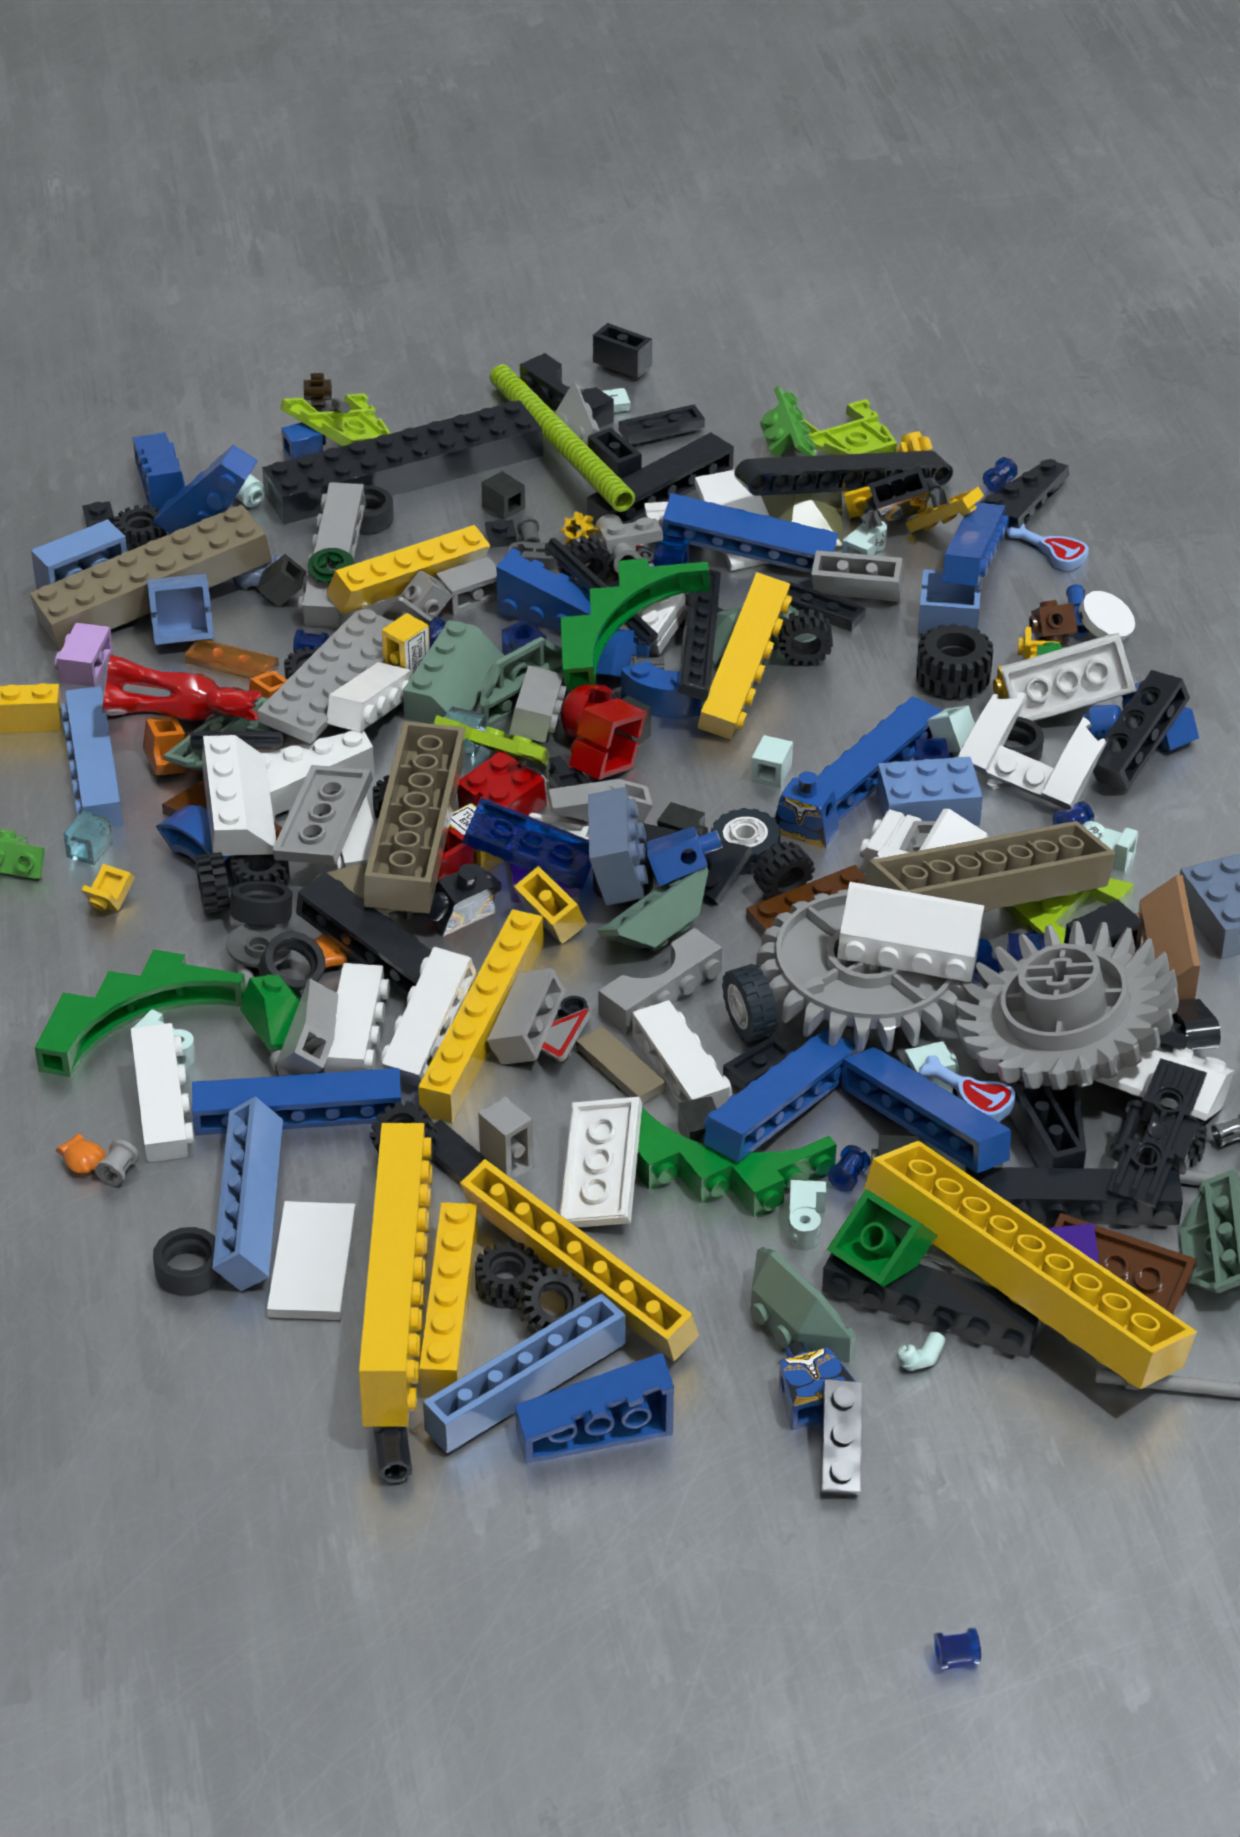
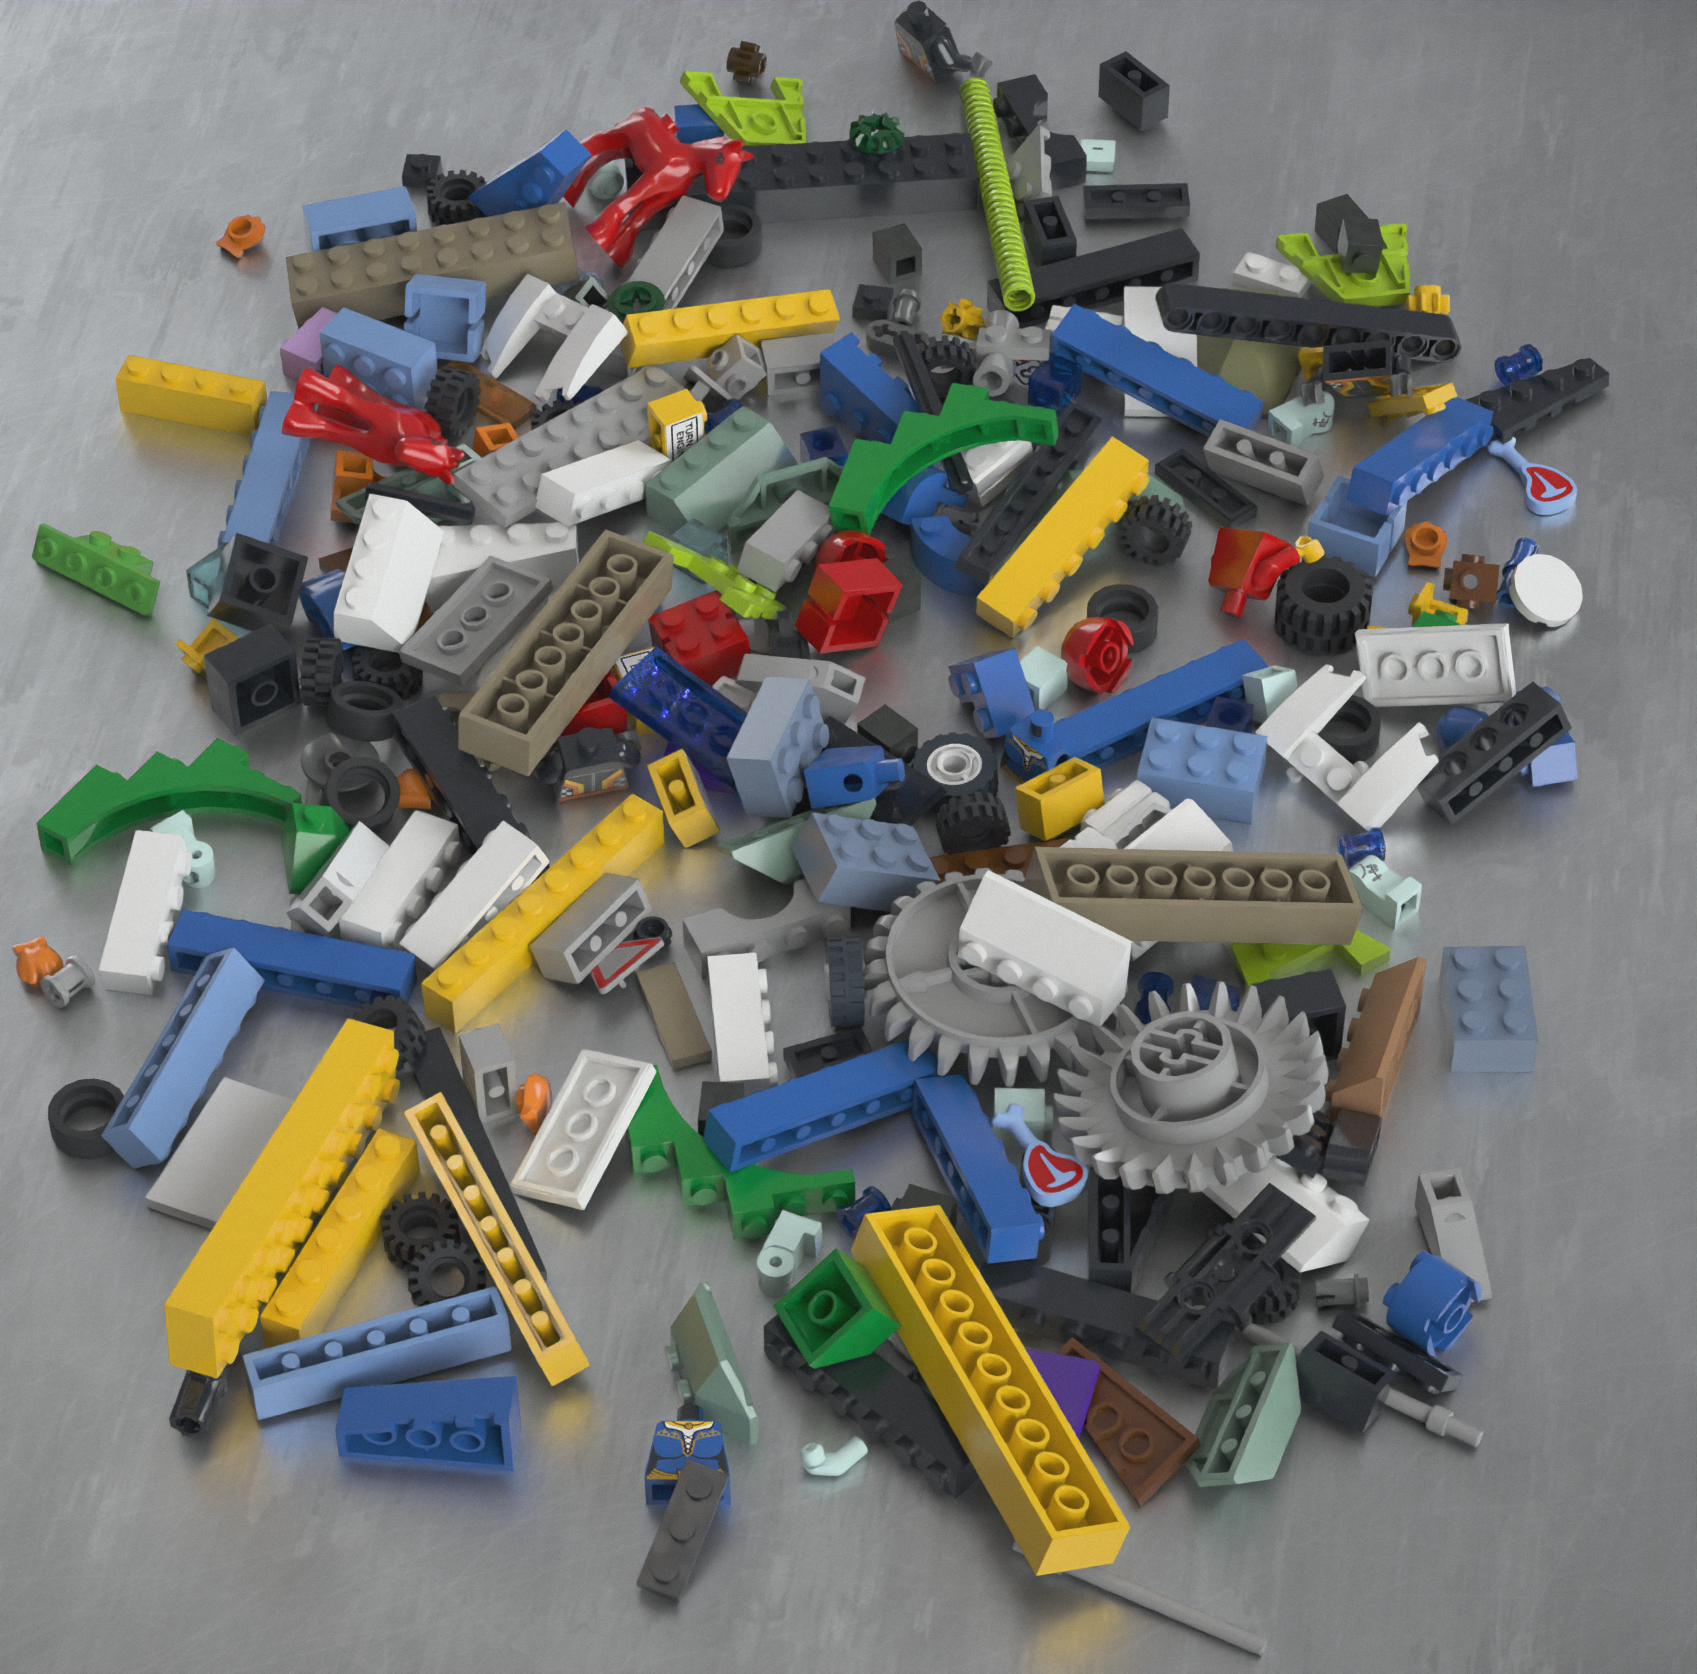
camera: 20 degrees right, 5 degrees up
(131, 830) = (257, 585): none -> black brick
(147, 642) = (381, 356): none -> medium blue brick
(157, 468) = (509, 125): blue wedge -> none
(160, 900) = (253, 679): none -> black brick
(216, 661) = (453, 399): none -> black tyre
(306, 593) = (587, 332): none -> white wedge
(310, 468) = (667, 175): none -> red animal
(340, 405) = (754, 92): dark grey bar -> none
(453, 348) = (930, 45): none -> black torso
(463, 412) = (888, 137): none -> dark green gear
(548, 1154) = (534, 1101): none -> orange animal
(719, 914) = (861, 861): none -> sand blue brick
(750, 771) = (996, 689): none -> blue brick
(786, 426) = (1277, 242): bright green bracket -> none
(804, 719) = (1128, 599): none -> black tyre
(807, 730) = (1097, 654): none -> red cylinder
(821, 408) = (1330, 217): none -> pearl dark grey brick
(837, 837) = (1059, 798): none -> yellow brick
(849, 416) = (1360, 245): none -> pearl dark grey brick
(892, 642) = (1251, 561): none -> red torso
(1001, 607) = (1425, 545): none -> orange animal

